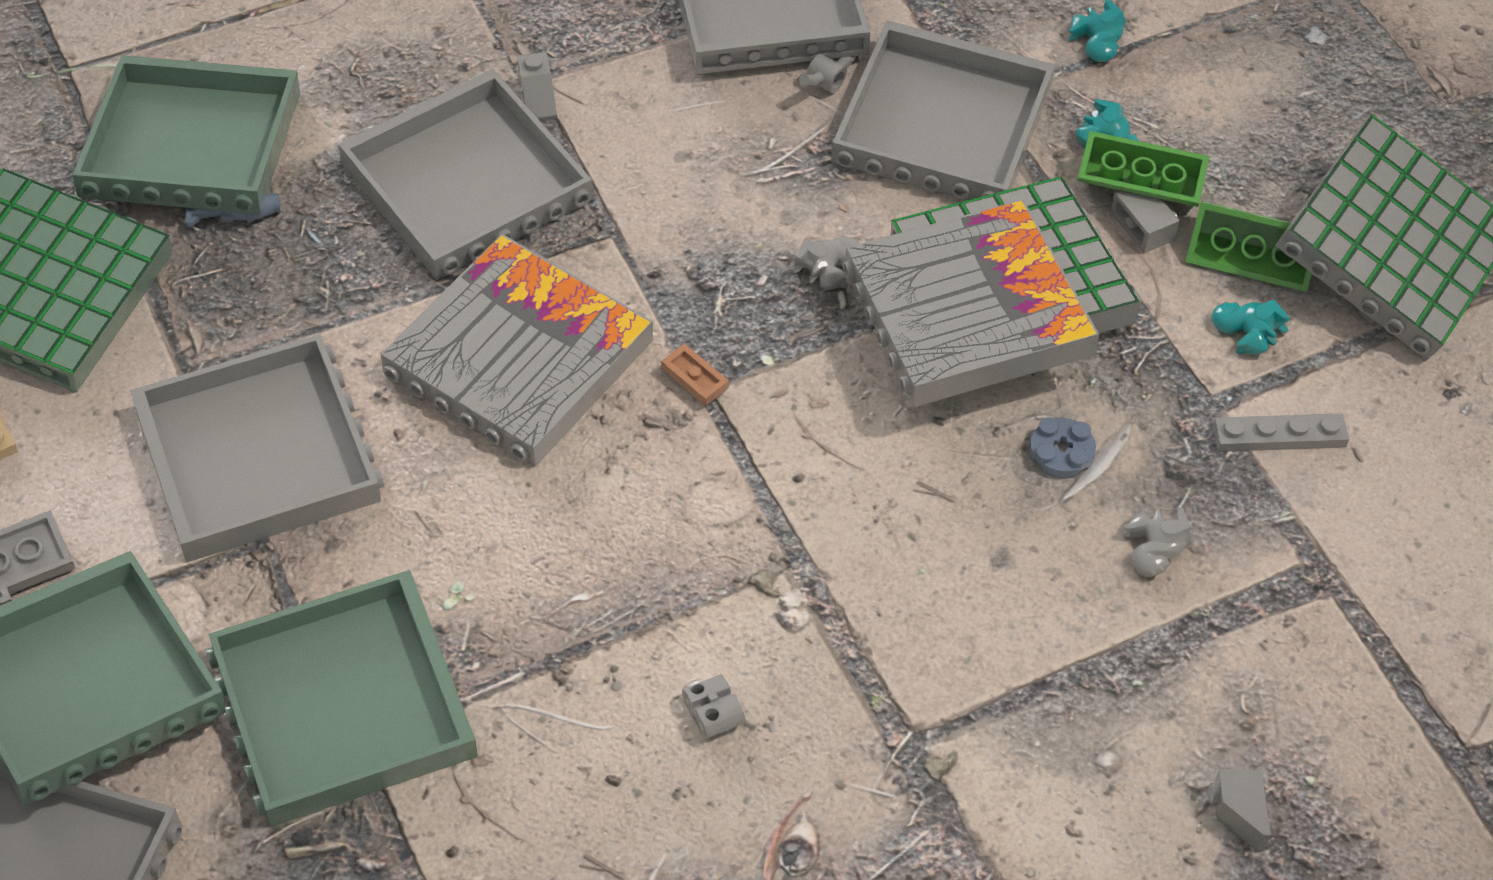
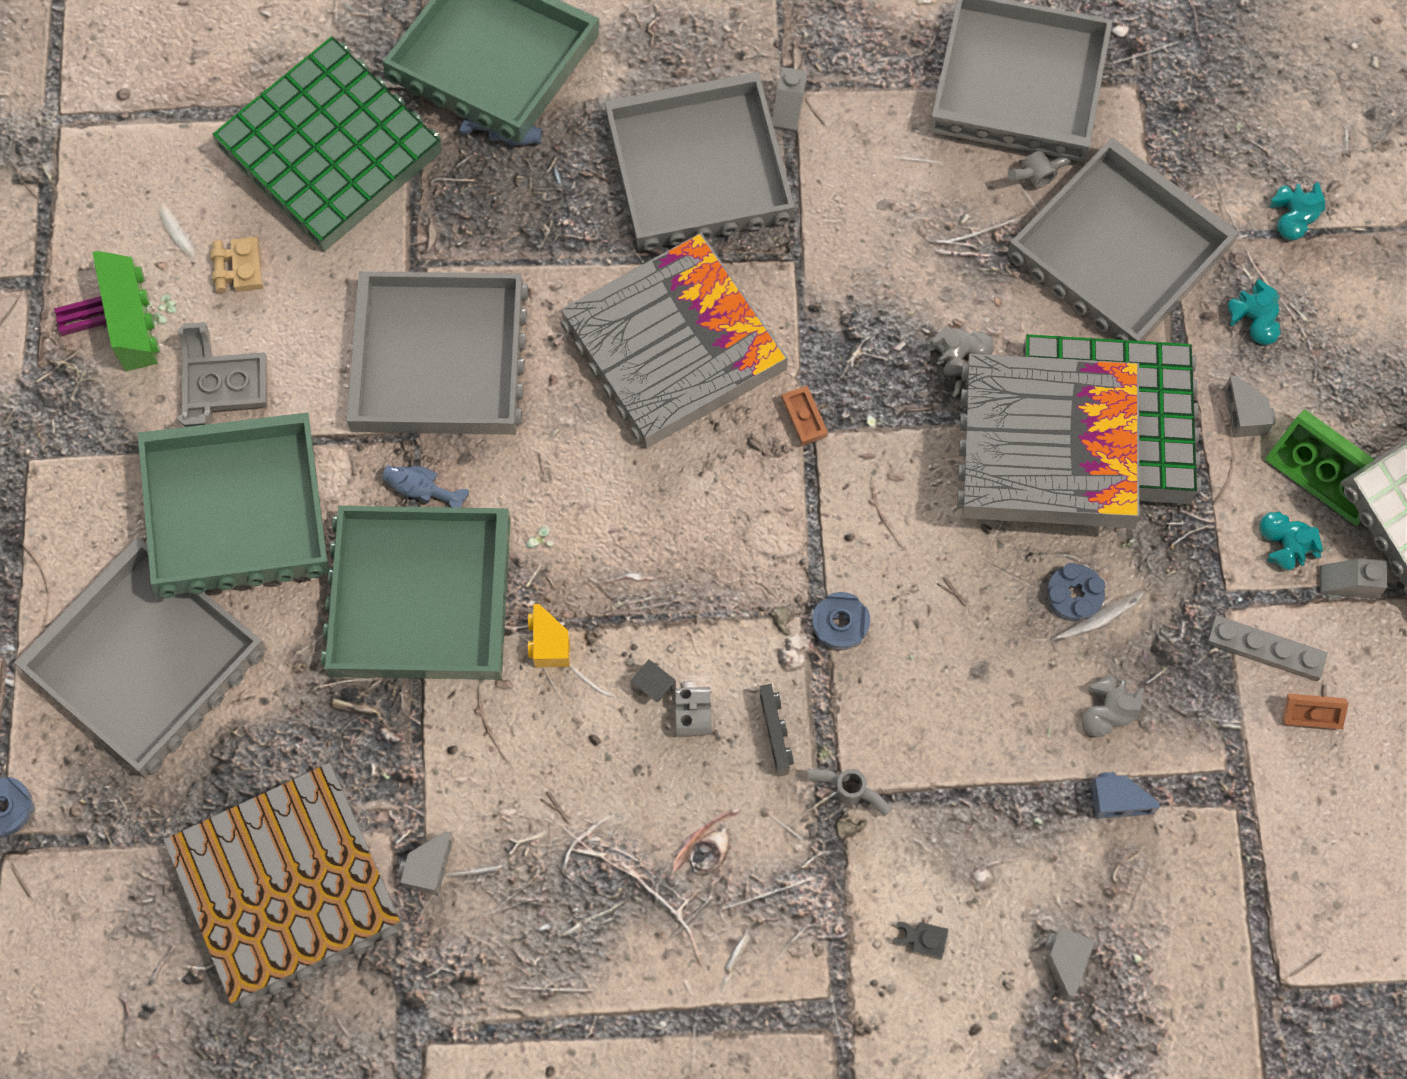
camera: 25 degrees right, 15 degrees up
(293, 585) = (419, 483): none -> sand blue animal
(517, 691) = (550, 640): none -> yellow slope
(654, 688) = (652, 681): none -> dark grey panel
(813, 691) = (776, 730): none -> dark grey plate
(829, 576) = (841, 637): none -> sand blue plate
(922, 730) = (846, 797): none -> light grey piece
(1080, 844) = (926, 940): none -> dark grey plate
(1143, 168) = (1265, 364): bright green slope -> none
(1212, 624) = (1120, 797): none -> sand blue slope
(1332, 336) = (1354, 578): none -> light grey slope
(1360, 471) = (1315, 711): none -> nougat plate

